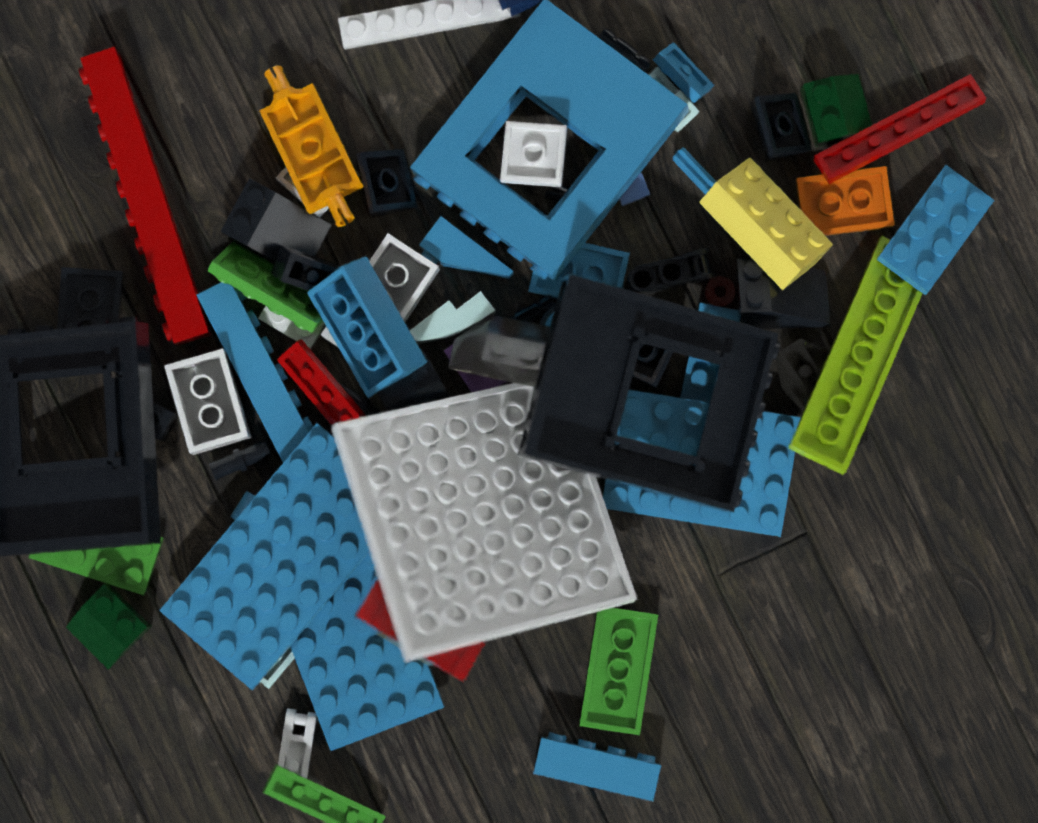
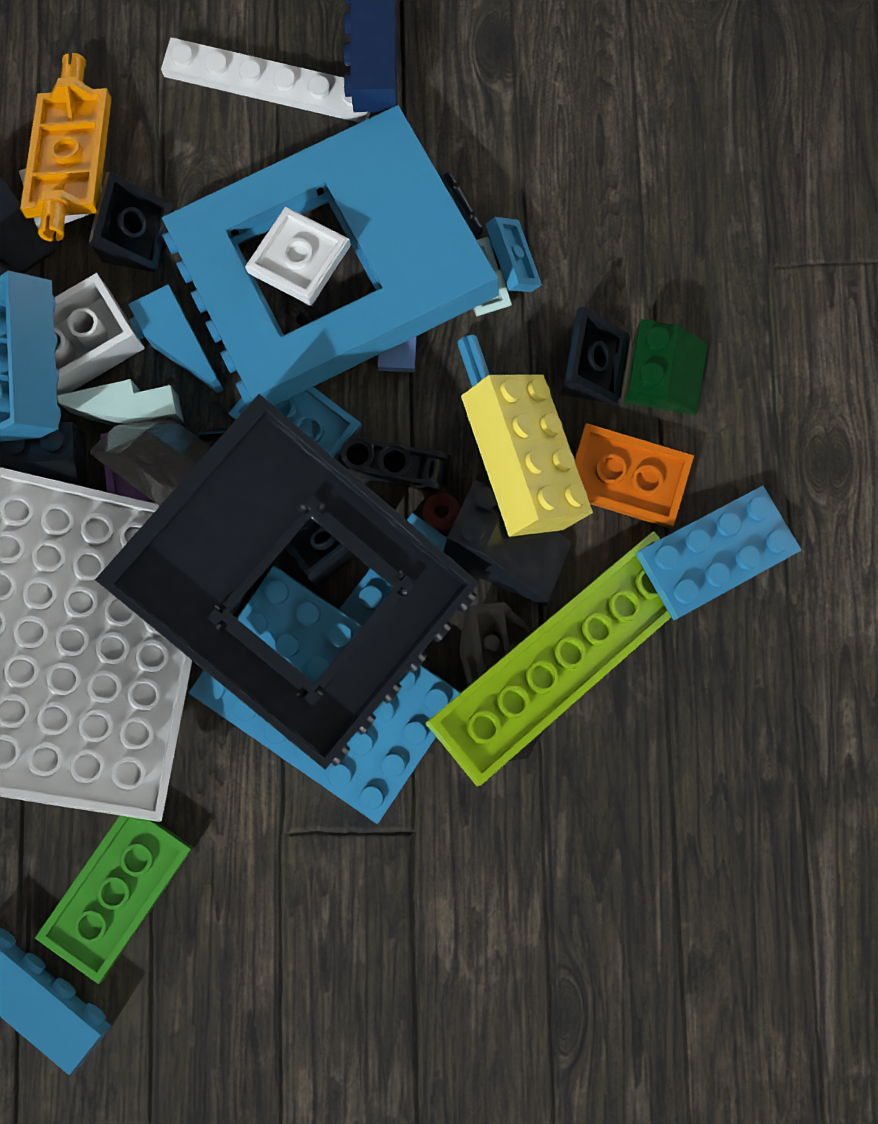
camera: 25 degrees right, 5 degrees down
(899, 129) = (728, 420): red plate -> none

